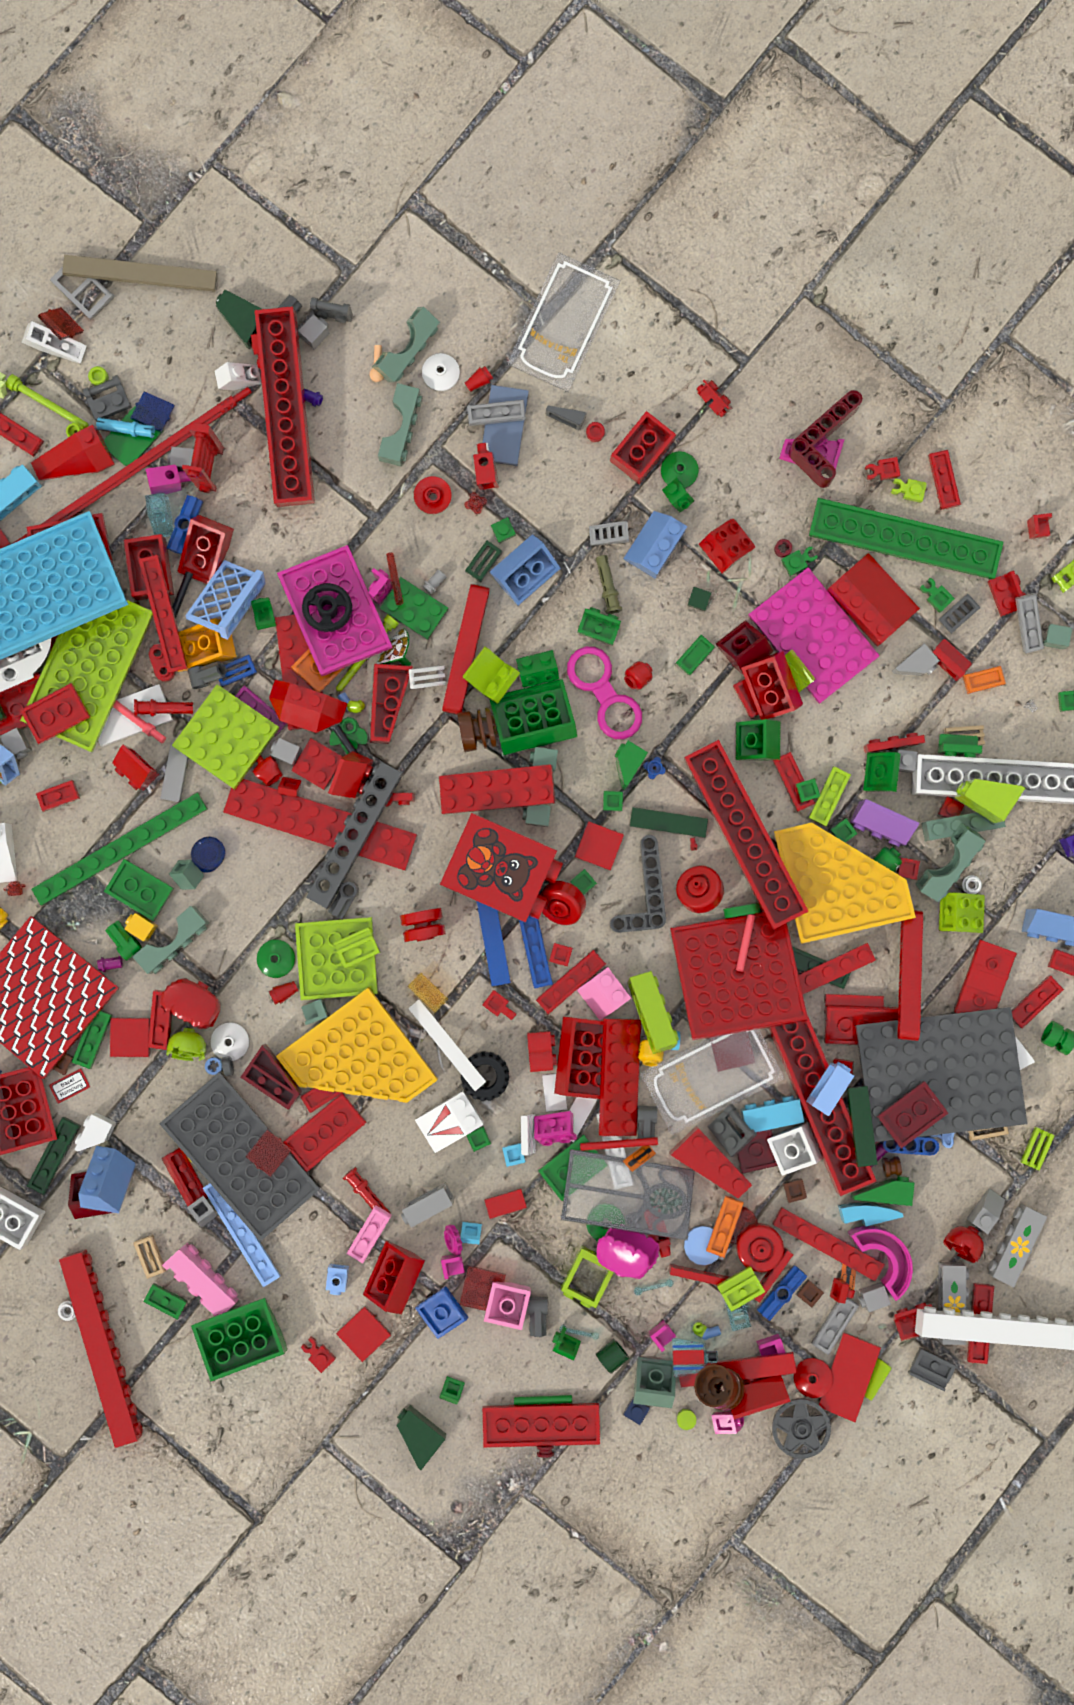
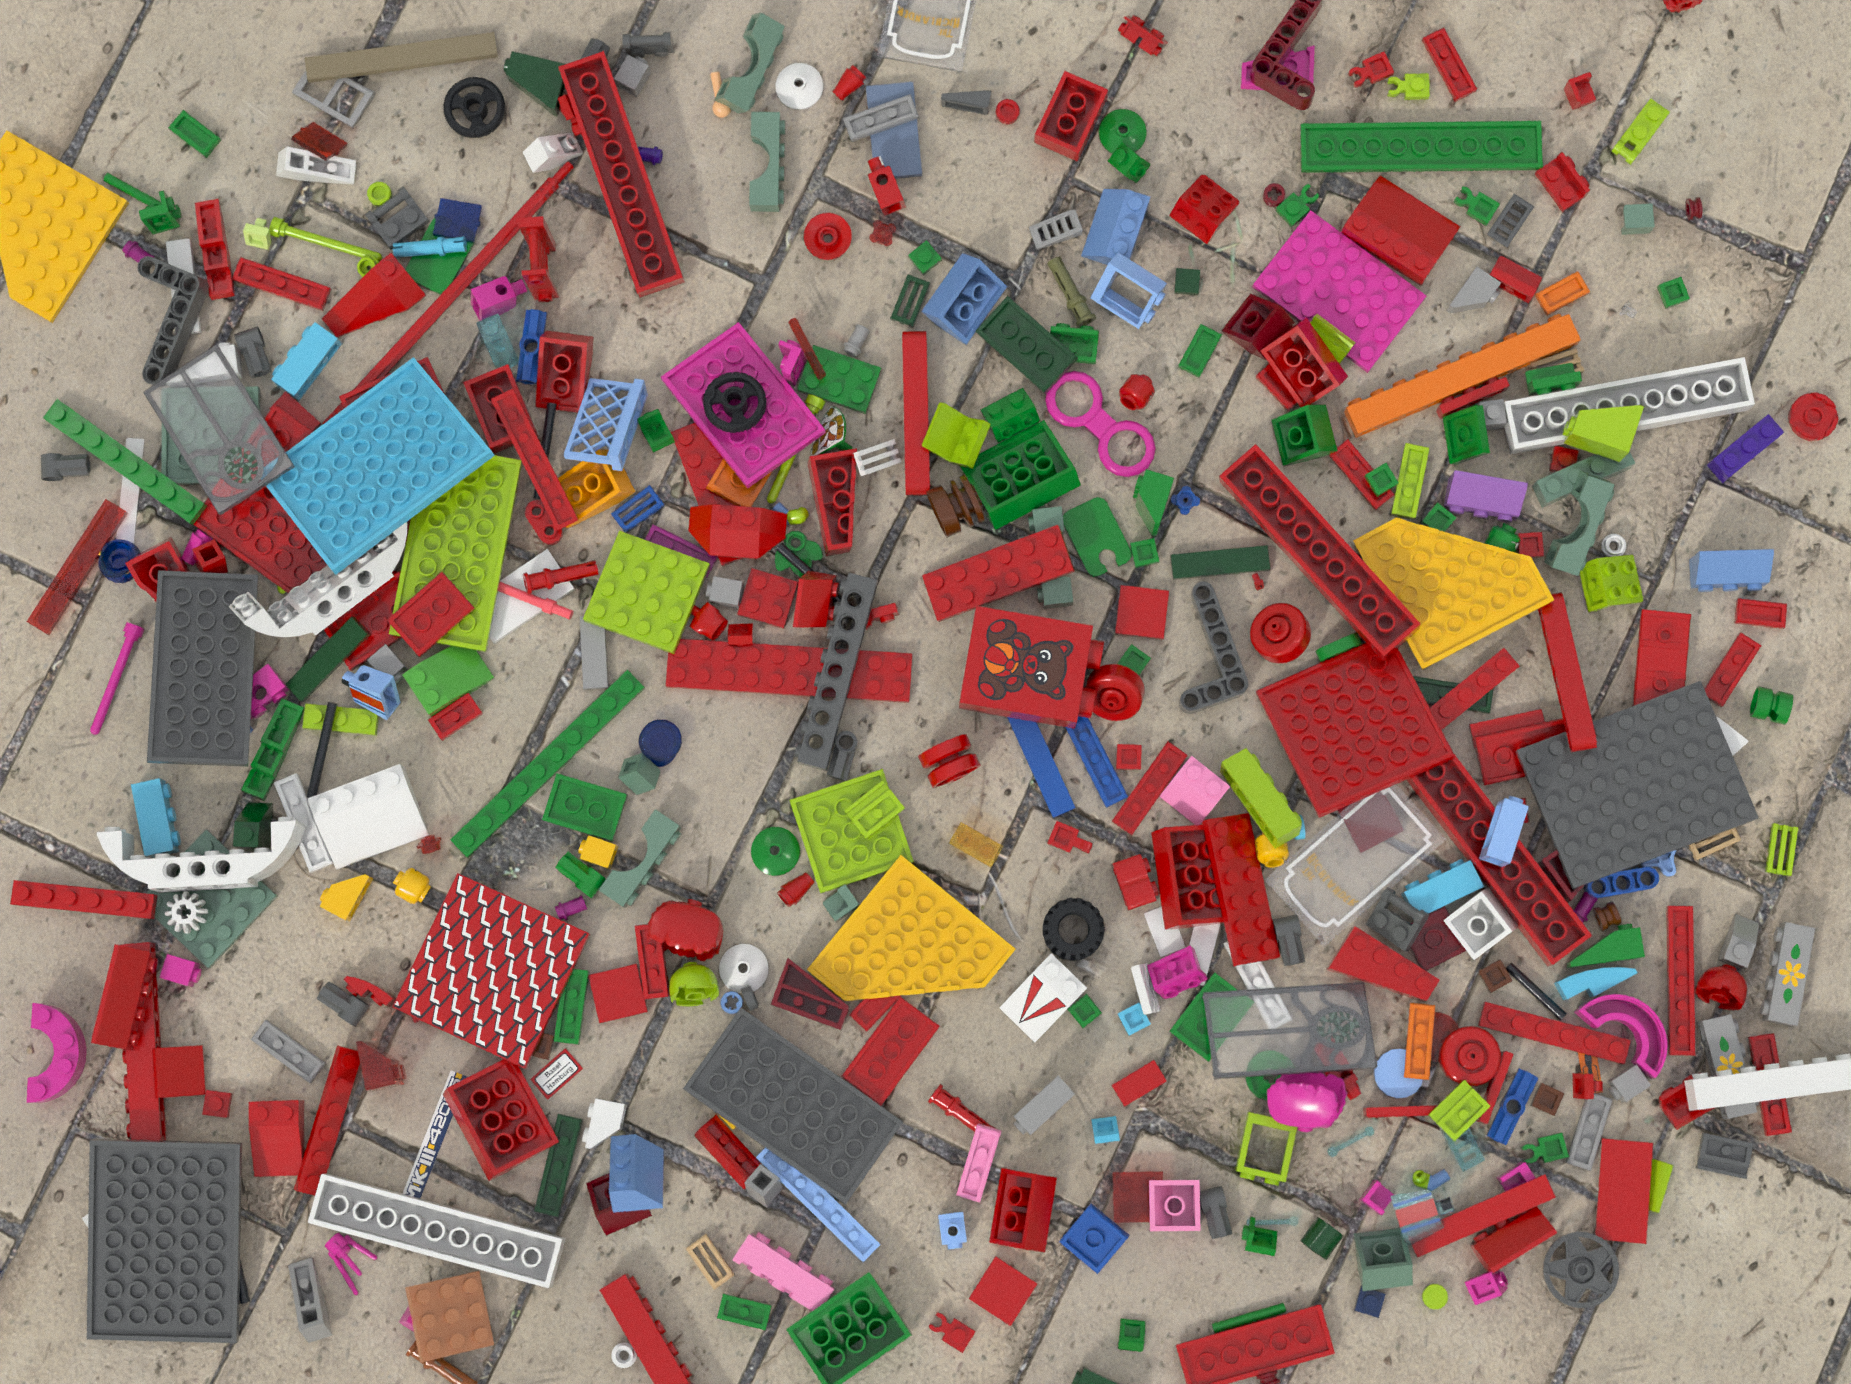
camera: 10 degrees left, 5 degrees down
(57, 765) = (447, 677): none -> bright green slope
(134, 767) = (542, 658): red slope -> none
(180, 456) = (509, 266): light grey brick -> none
(185, 342) = (478, 127): none -> black wheel
(202, 675) = (599, 524): dark grey piece -> none
(268, 1153) = (828, 1092): clear red piece -> none
(447, 1045) = (1016, 902): white sticker -> none
(452, 1265) = (1093, 1176): dark pink panel -> none
(453, 1240) = (1085, 1142): dark pink gear -> none
(563, 618) = (1026, 345): none -> dark green tile
(579, 773) = (1094, 530): none -> green piece
(619, 1143) = (1261, 970): red bar -> none
(639, 1157) = (1291, 982): orange sticker -> none
(643, 605) = (1118, 304): none -> light blue window
(709, 1384) = (1456, 1227): reddish brown wheel -> none
(745, 943) = (1353, 684): coral bar -> none
(802, 1330) = (1549, 1148): none -> green plate
(816, 1368) = (1590, 1212): red dish -> none
(822, 1208) = (1535, 991): none -> black bar
(862, 1126) = (1556, 871): dark green tile -> none
(890, 724) = (1453, 378): none -> orange brick
(912, 1114) = (1613, 839): dark red plate -> none
(934, 1229) = (1680, 980): none -> red plate
(1029, 623) = (1599, 210): light grey tile -> none

